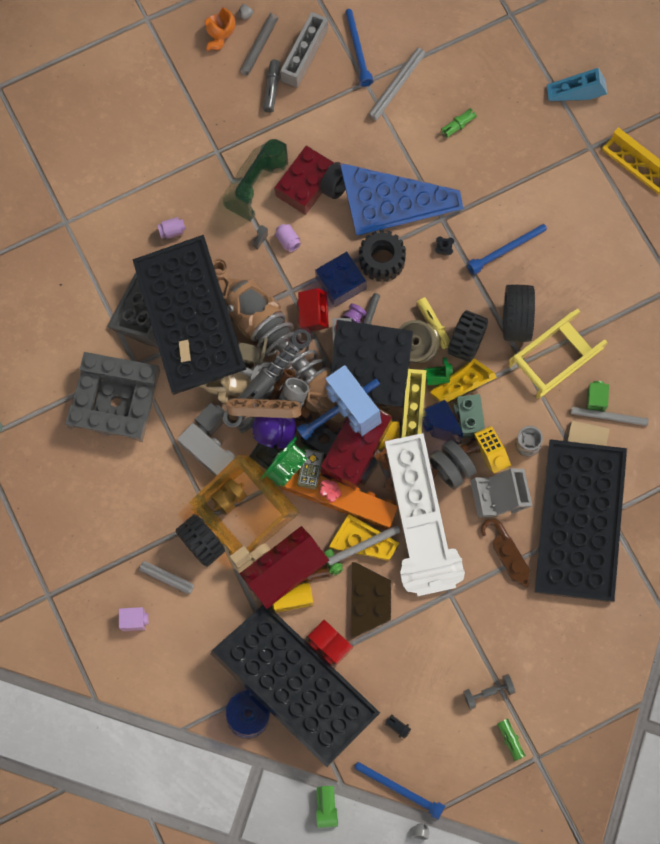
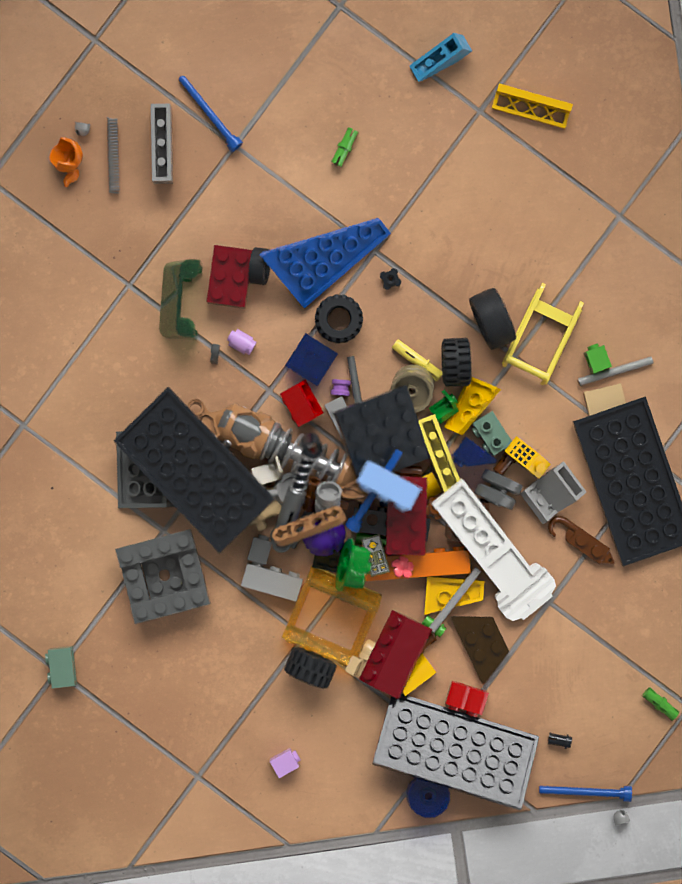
camera: 30 degrees left, 15 degrees up
(166, 577) = (294, 710): light grey axle -> none
(171, 228) = (128, 385): lavender brick -> none
(184, 351) = (211, 509): tan piece -> none
(228, 496) = (313, 613): pearl gold wheel -> none
(271, 87) = (147, 193): dark grey axle -> none
(326, 809) = (534, 841): bright green piece -> none
(396, 84) = (266, 133): light grey axle -> none
(476, 265) = (429, 284): blue piece -> none
(508, 684) = (623, 673): dark grey wheel -> none
(529, 441) = (556, 432): light grey wheel -> none

